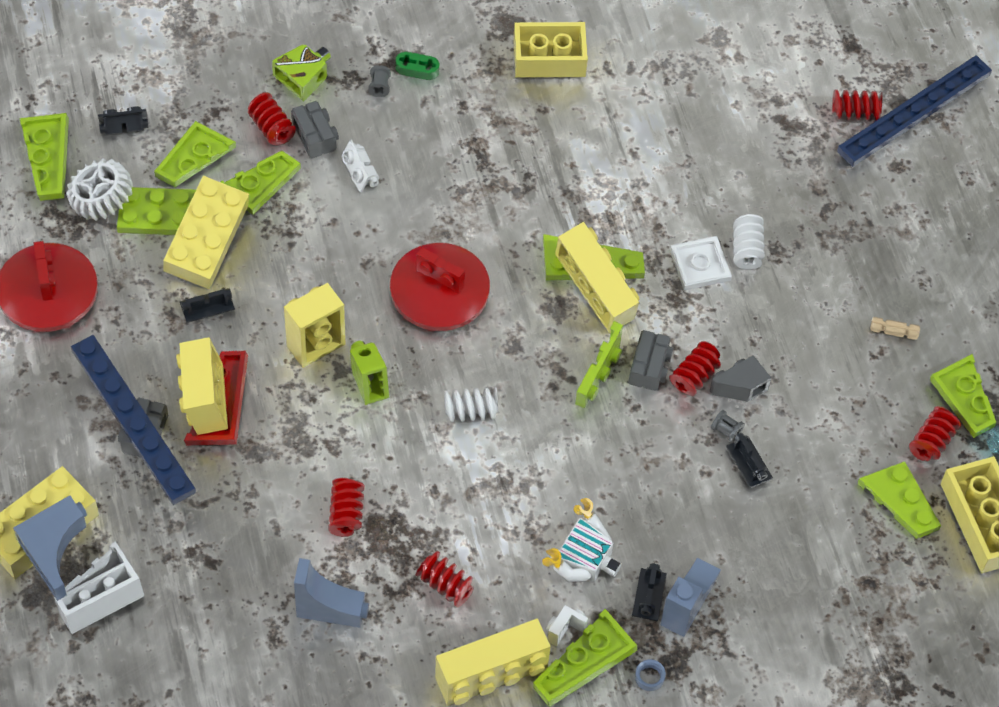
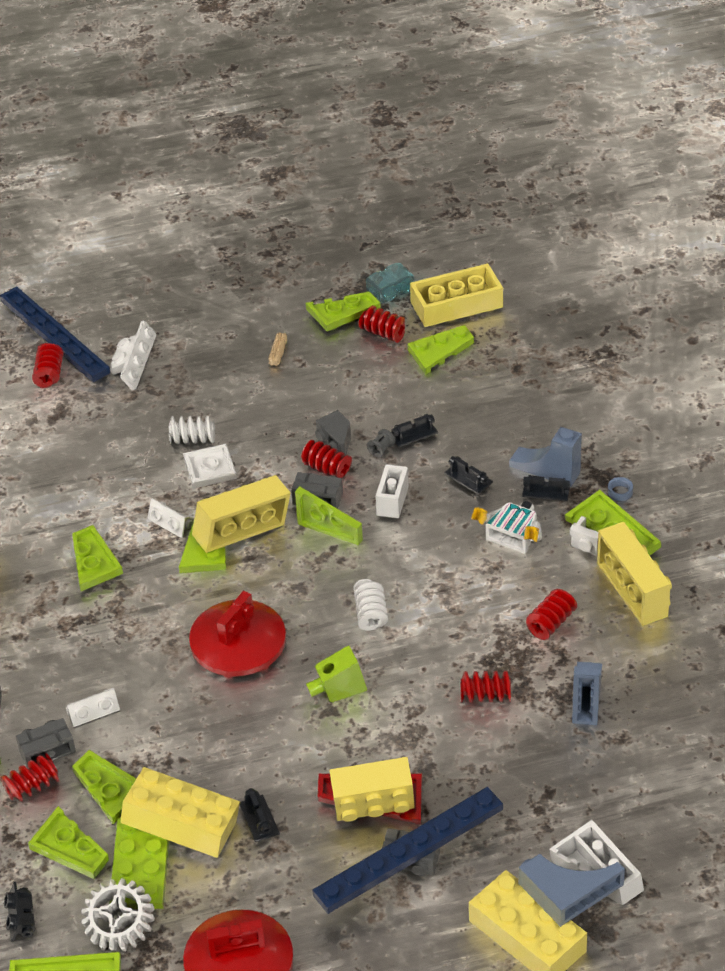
camera: 85 degrees left, 15 degrees down
(314, 324) = (298, 707): light yellow brick -> none
(560, 161) = (94, 558): none -> lime wing
(624, 218) = (168, 518): none -> white hinge
(639, 429) = (392, 491): none -> white brick
(674, 513) = (467, 476): none -> black hinge
(878, 186) = (133, 355): none -> white bracket

